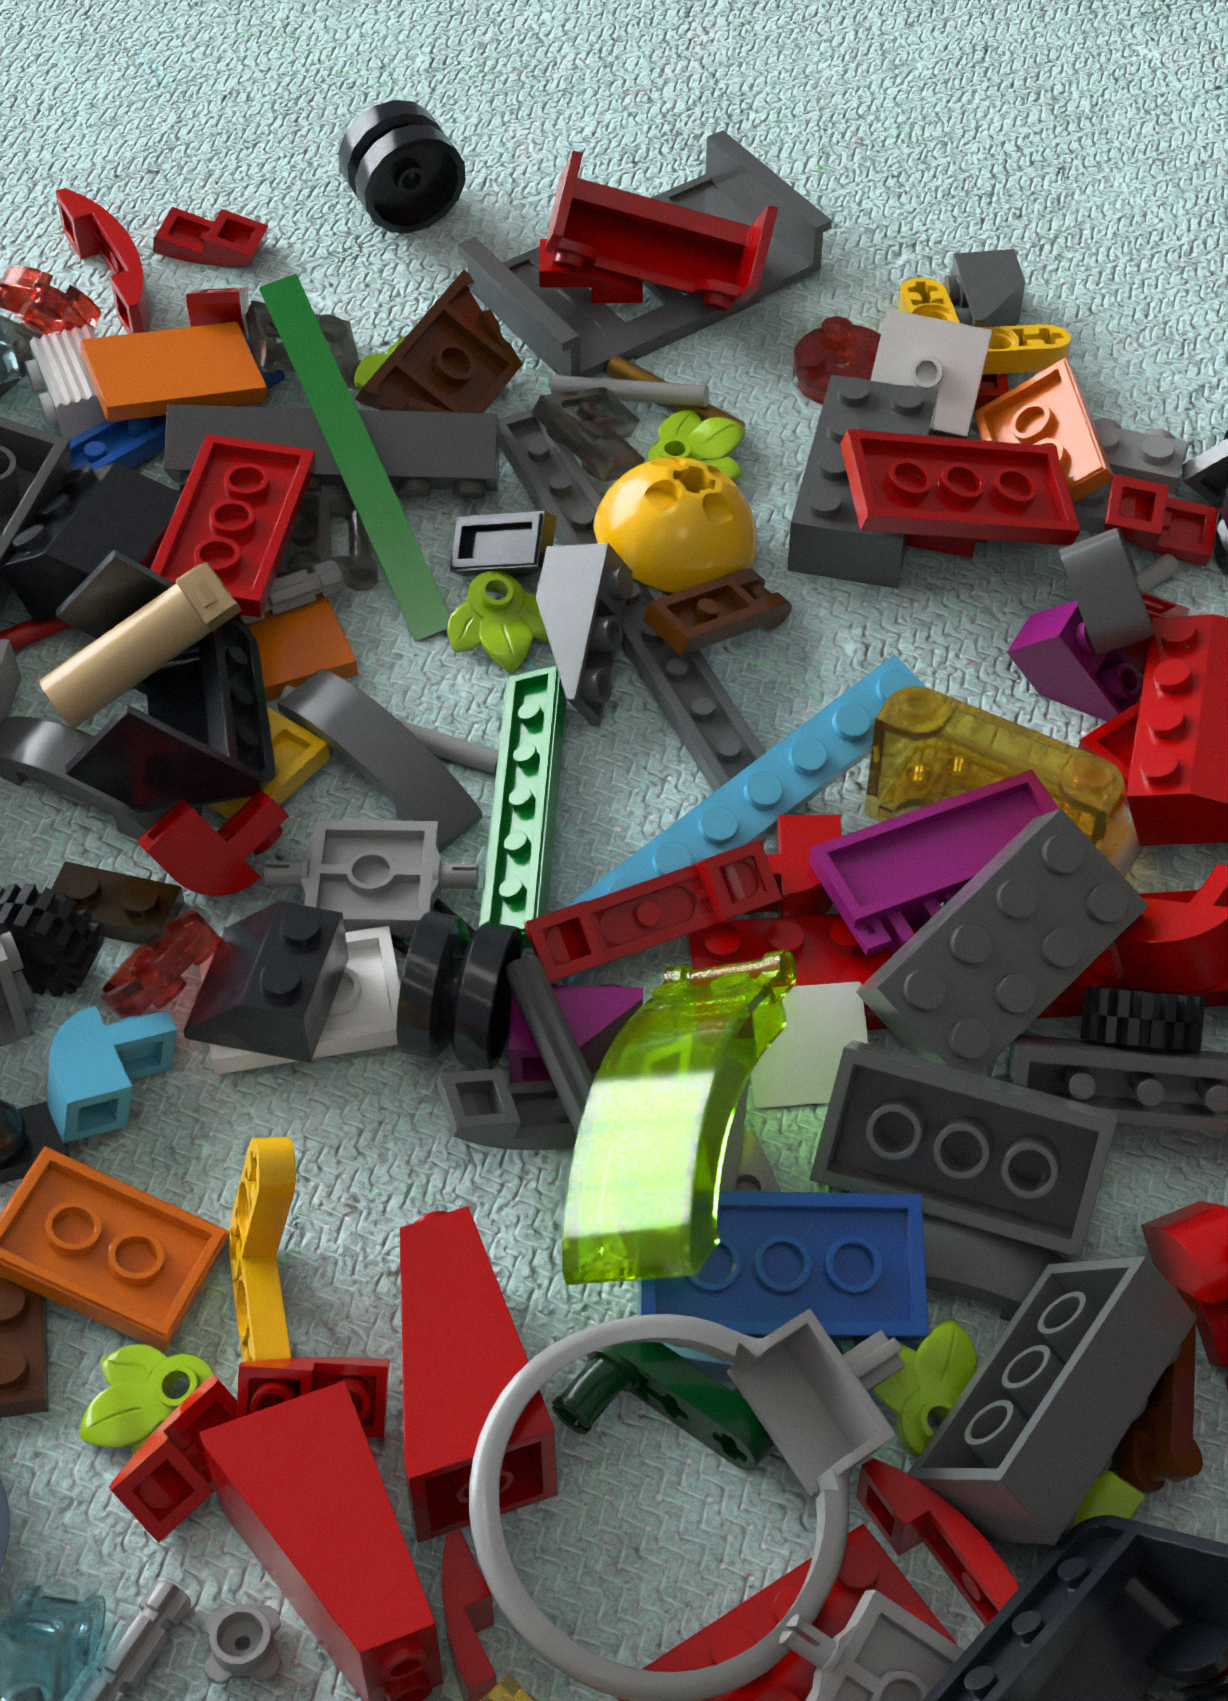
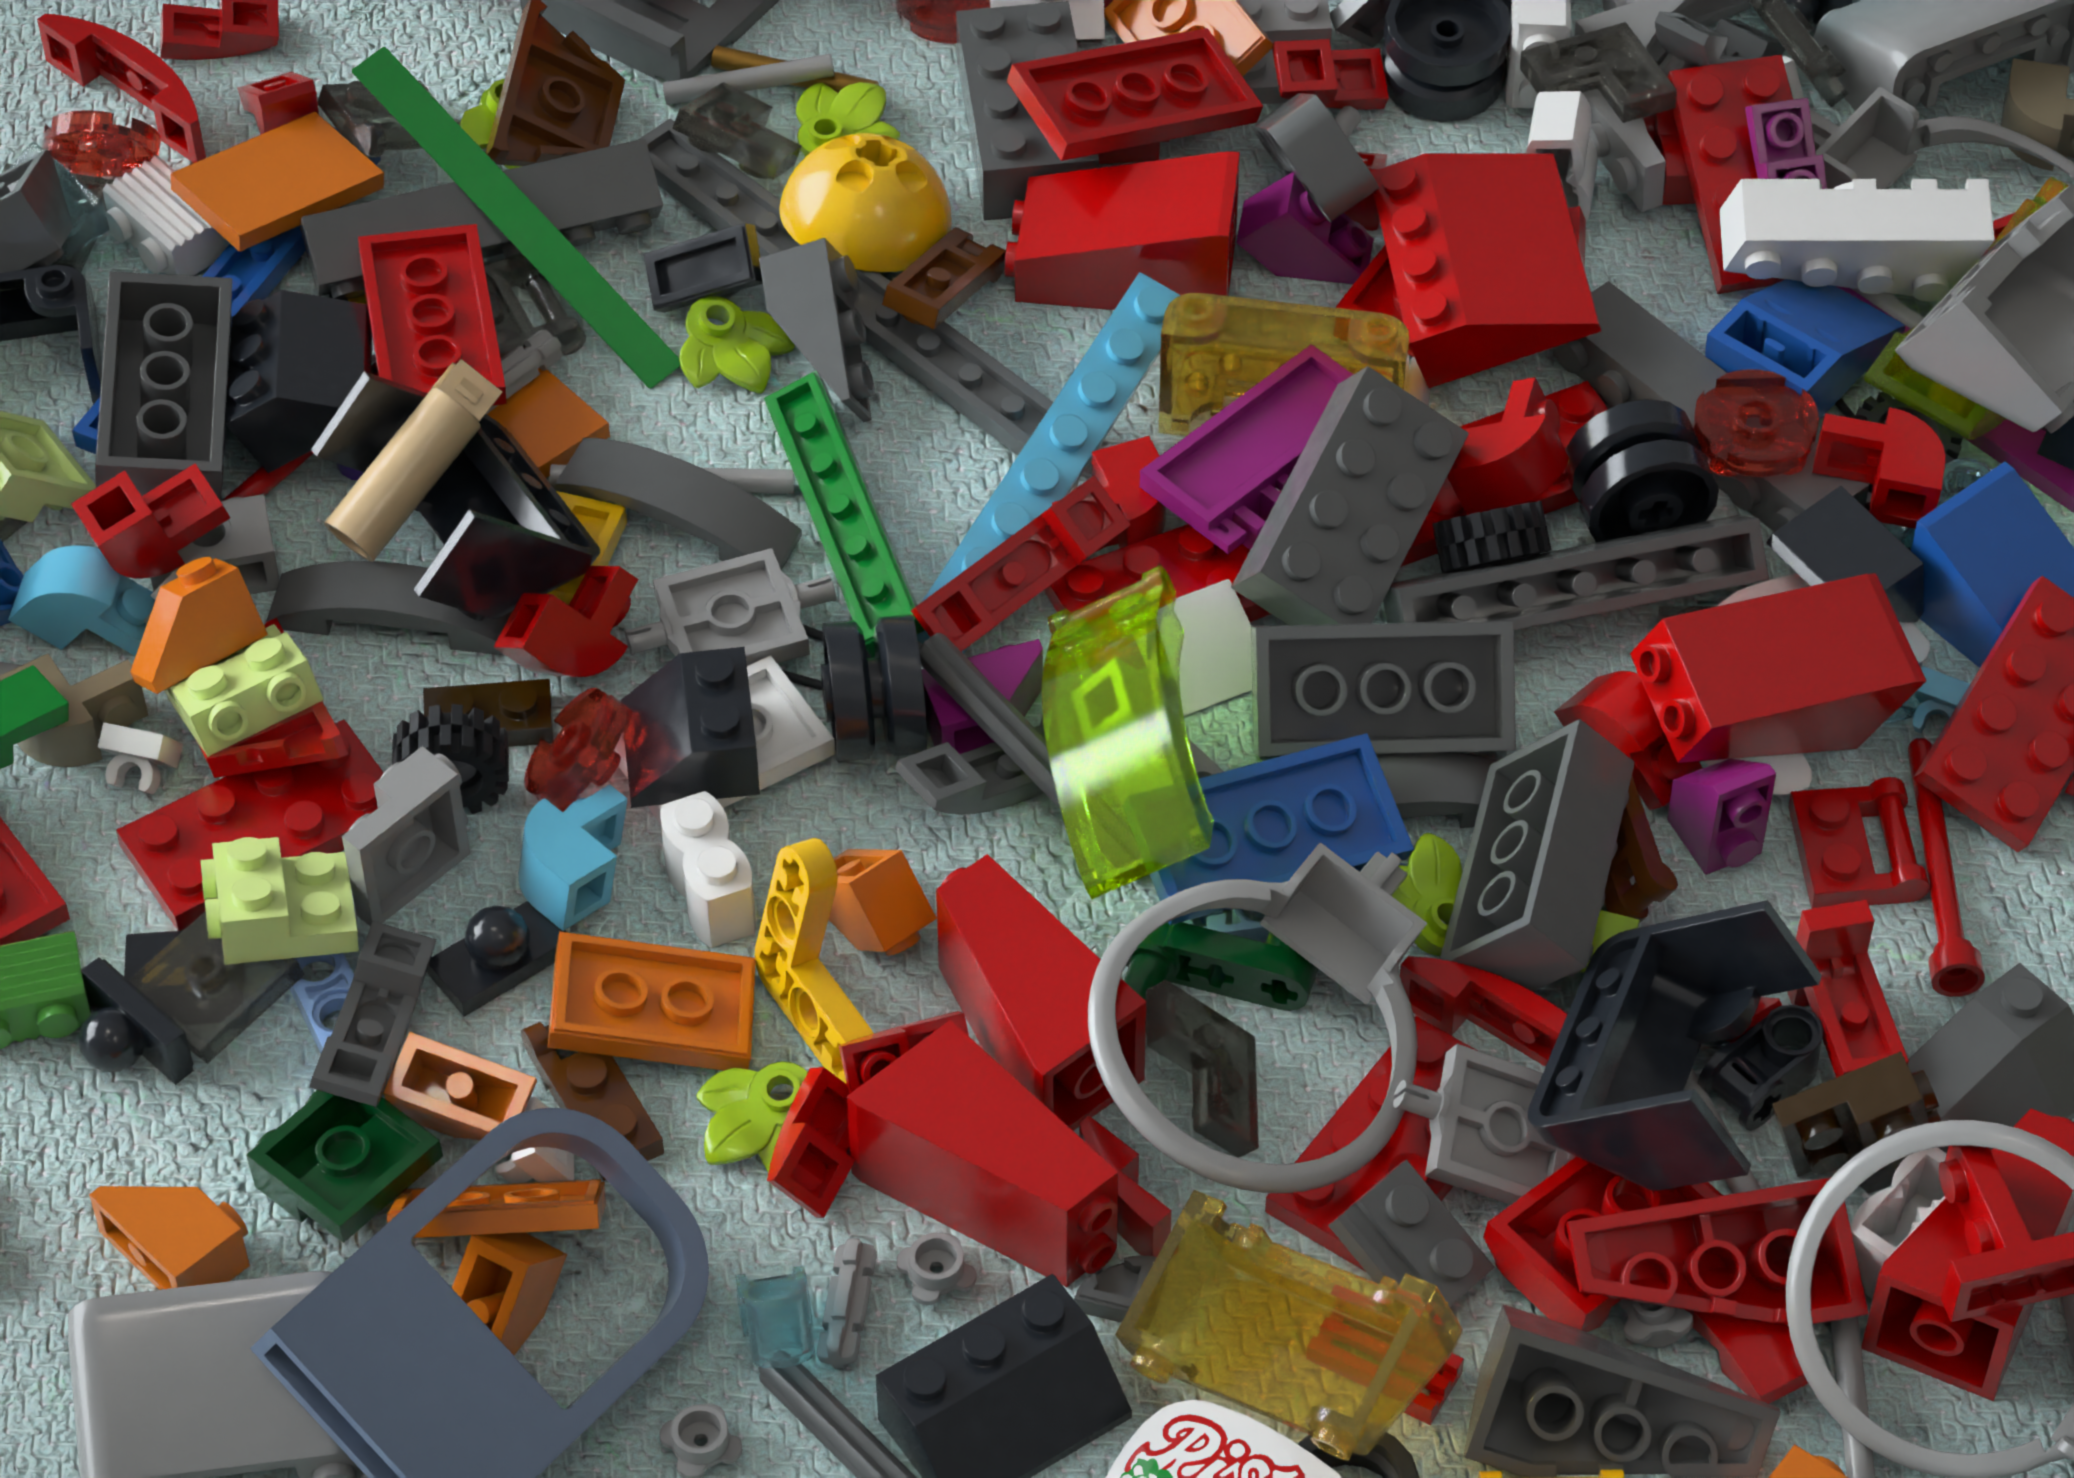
camera: 20 degrees left, 0 degrees up
(222, 1120) = (708, 869): none -> white brick
(363, 1207) = (879, 901): none -> orange slope
(630, 1506) = (1220, 1062): none -> clear smoke plate
(930, 608) = (1100, 227): none -> red slope

